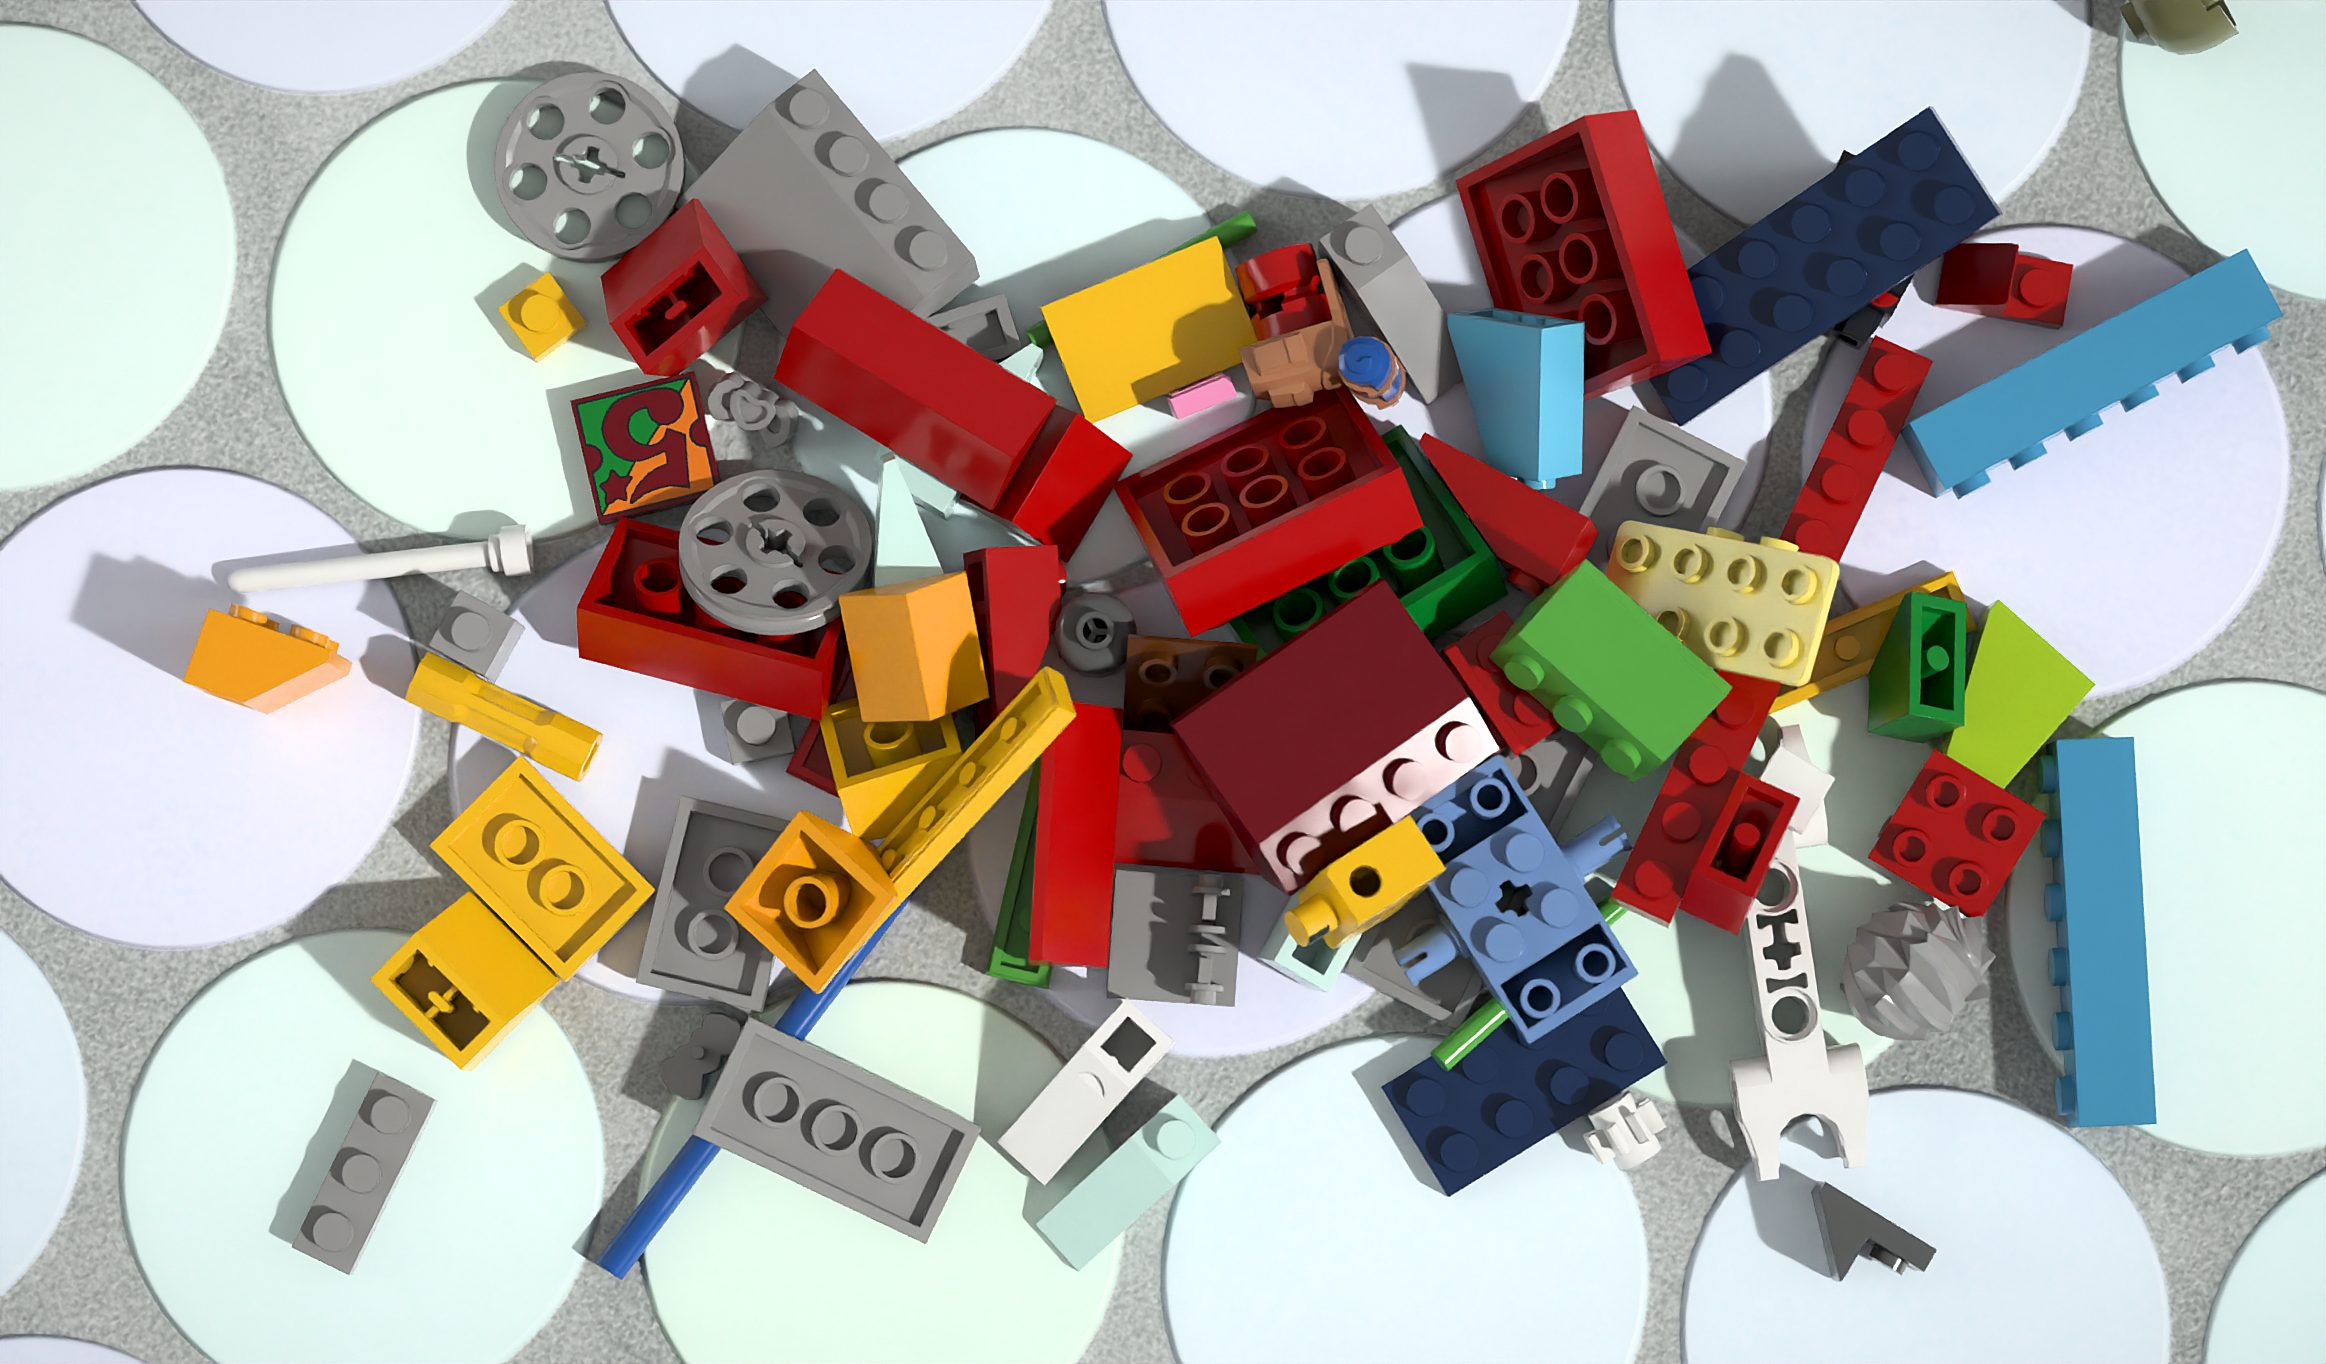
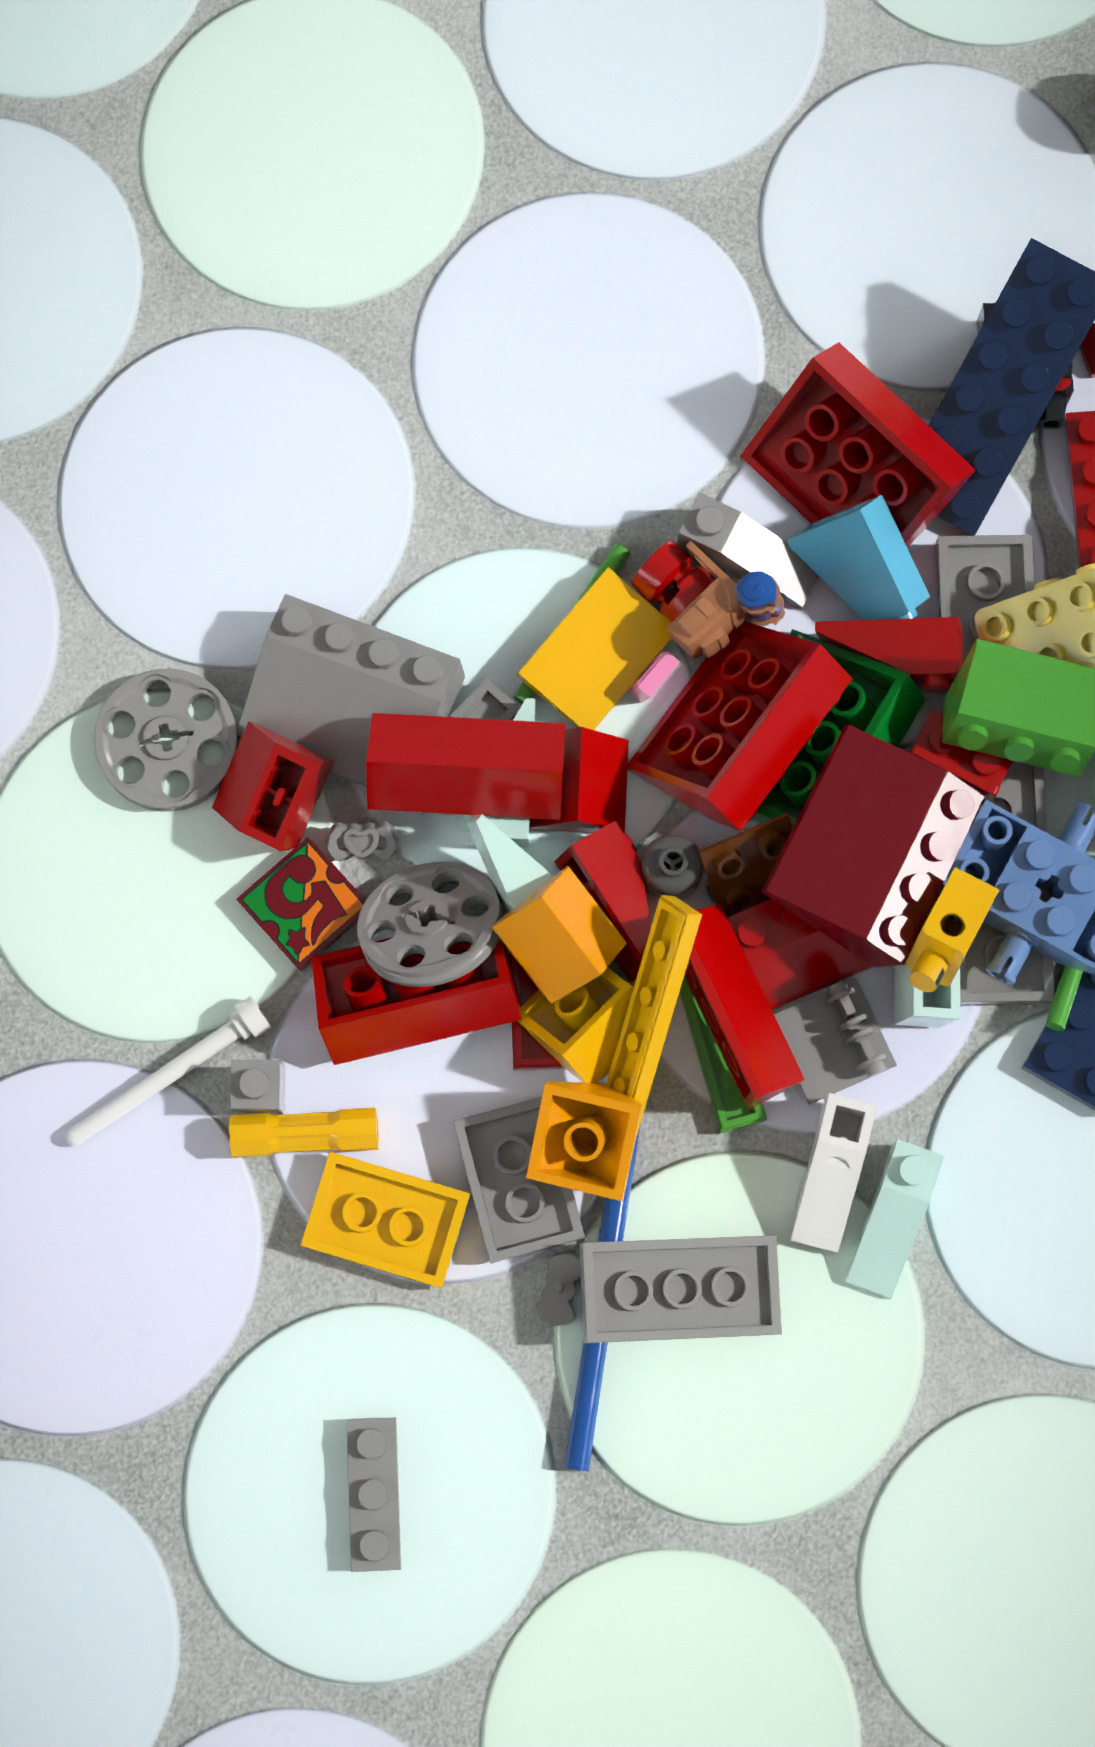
camera: 30 degrees left, 5 degrees down
(256, 666) = (120, 1184): light orange slope -> none
(466, 981) = (375, 1323): yellow slope -> none
(542, 317) = (187, 854): yellow plate -> none
(756, 732) = (478, 1052): light grey plate -> none

